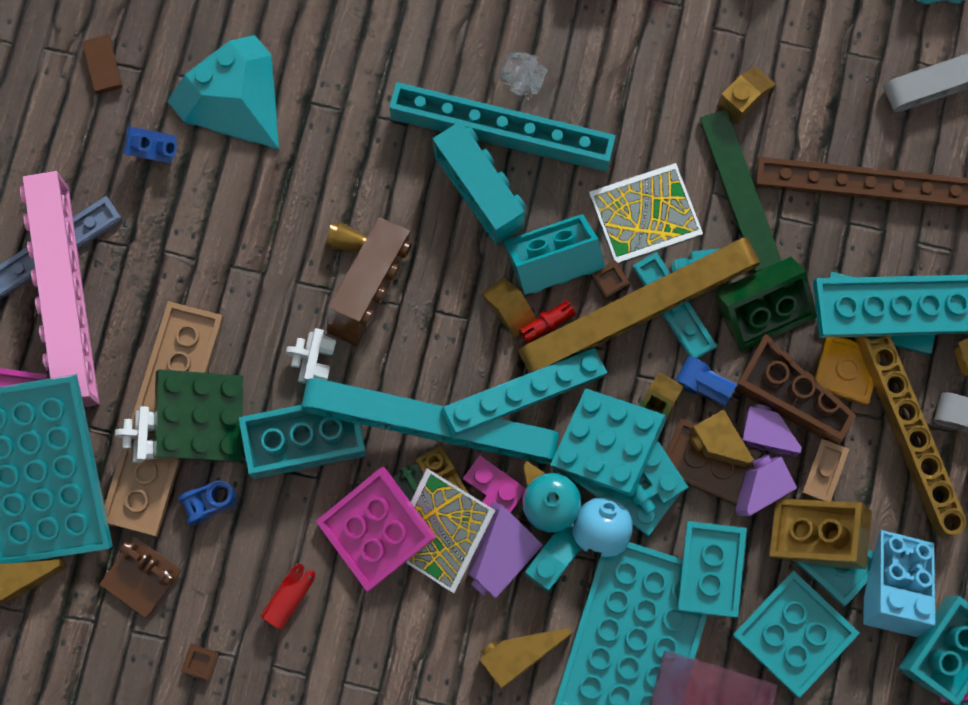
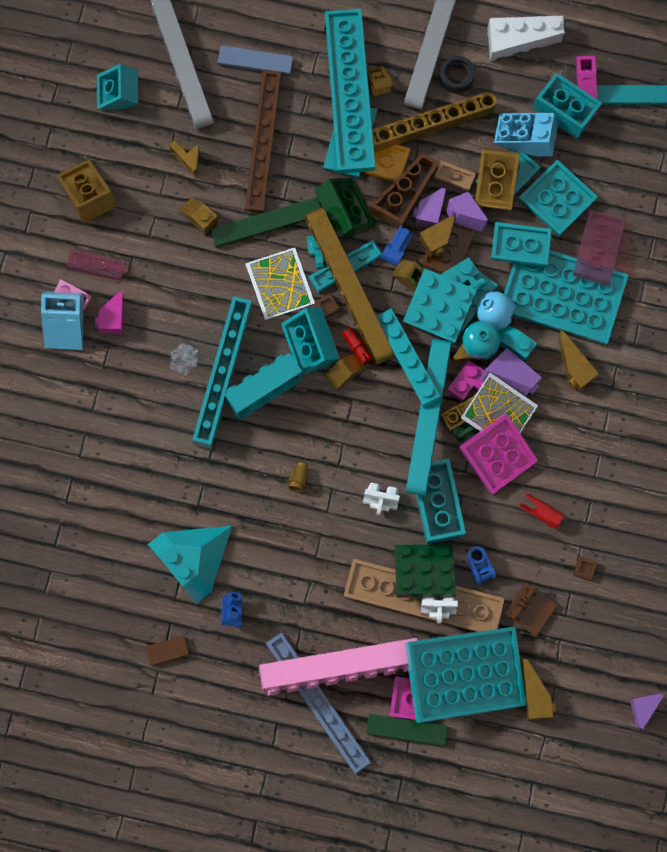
camera: 95 degrees left, 0 degrees up
(367, 281) = (330, 460): reddish brown wedge -> none
(834, 77) = (189, 160): none -> pearl gold slope

